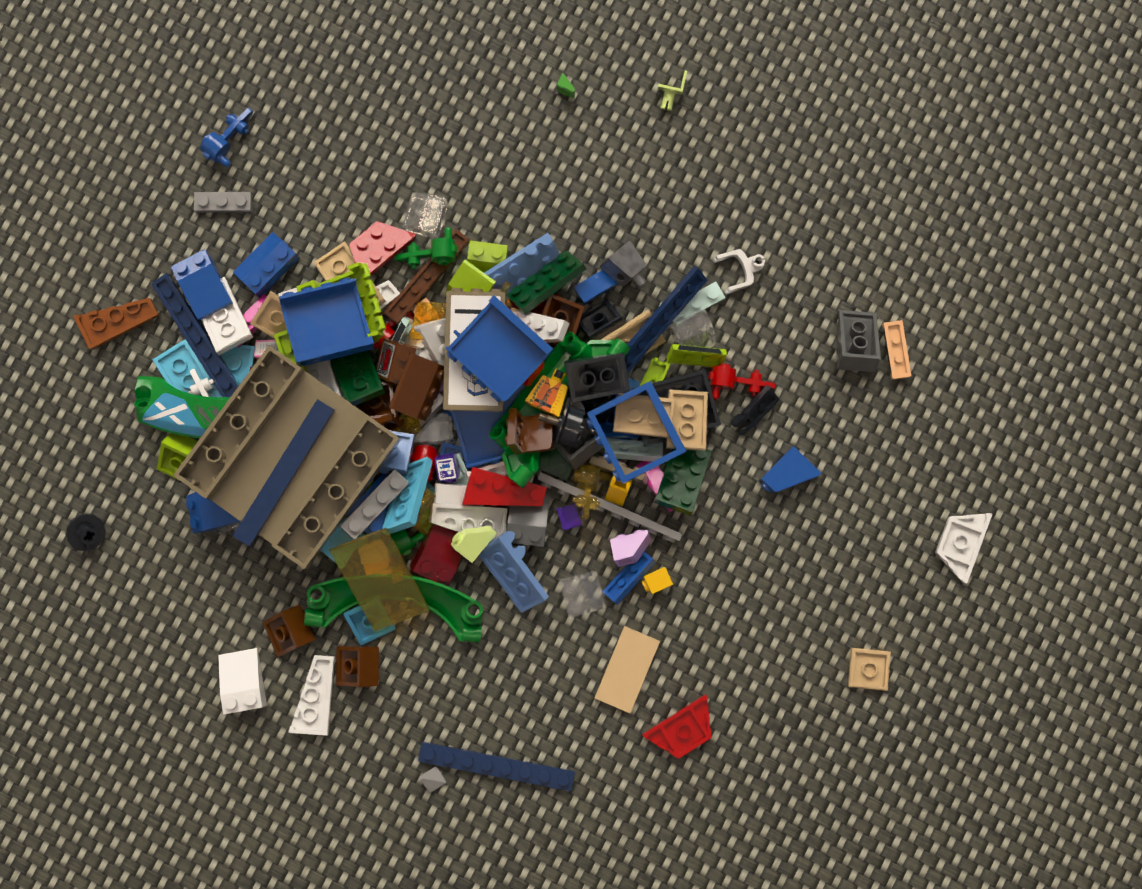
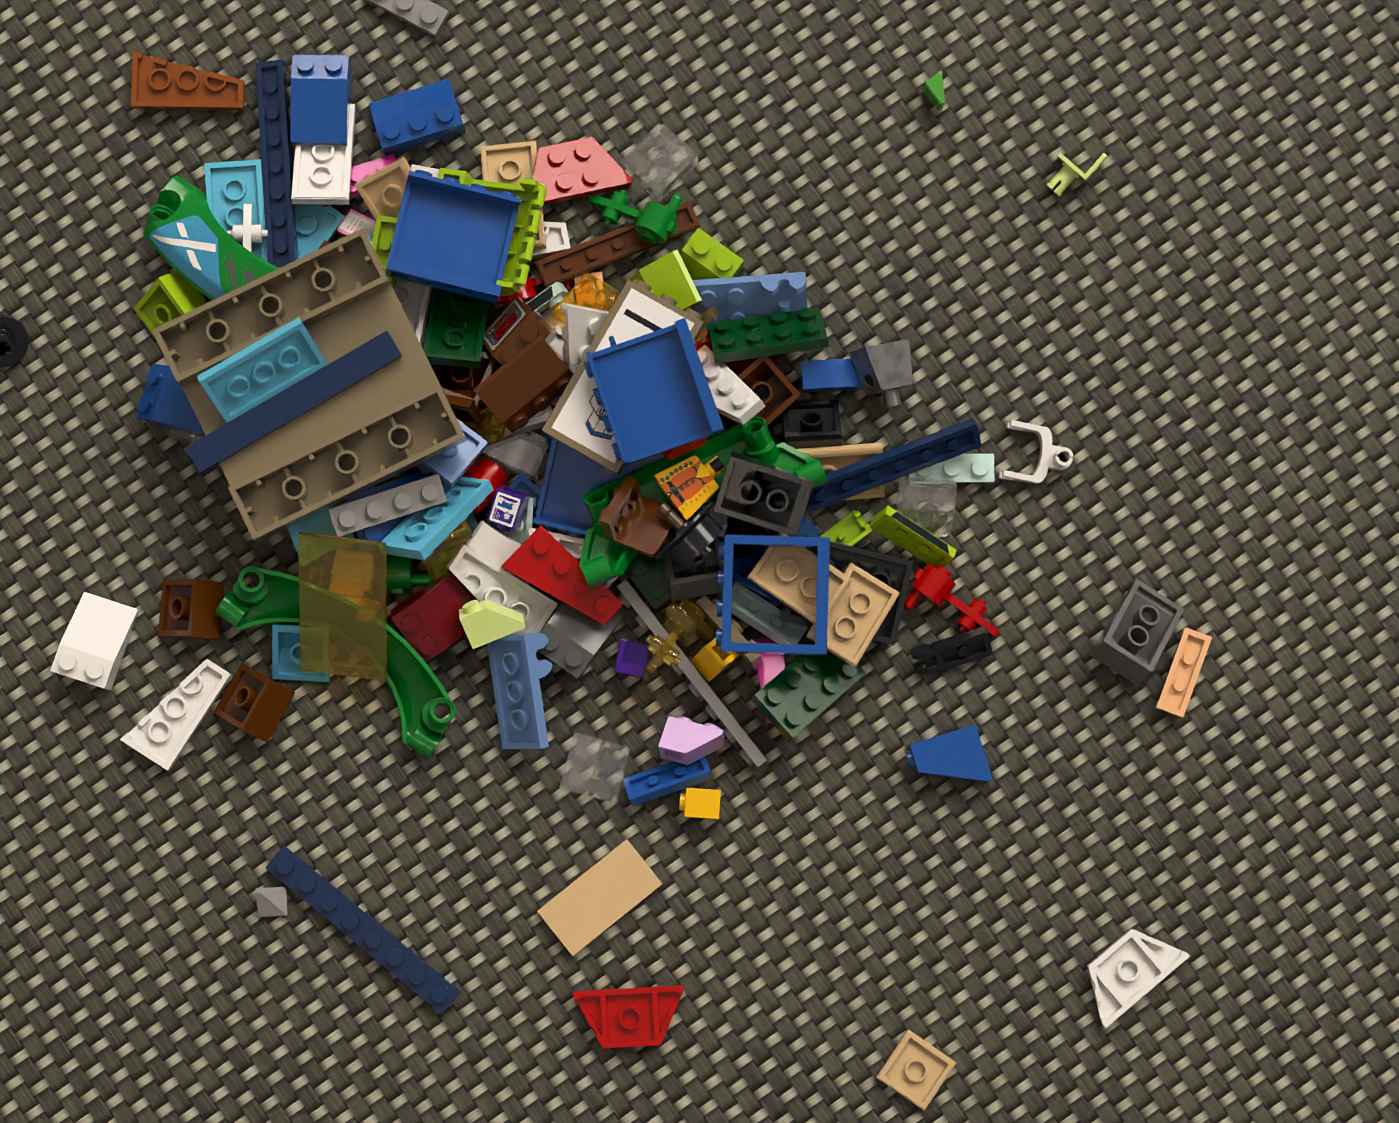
camera: 30 degrees right, 0 degrees up
(254, 463) = (262, 370): none -> medium azure plate

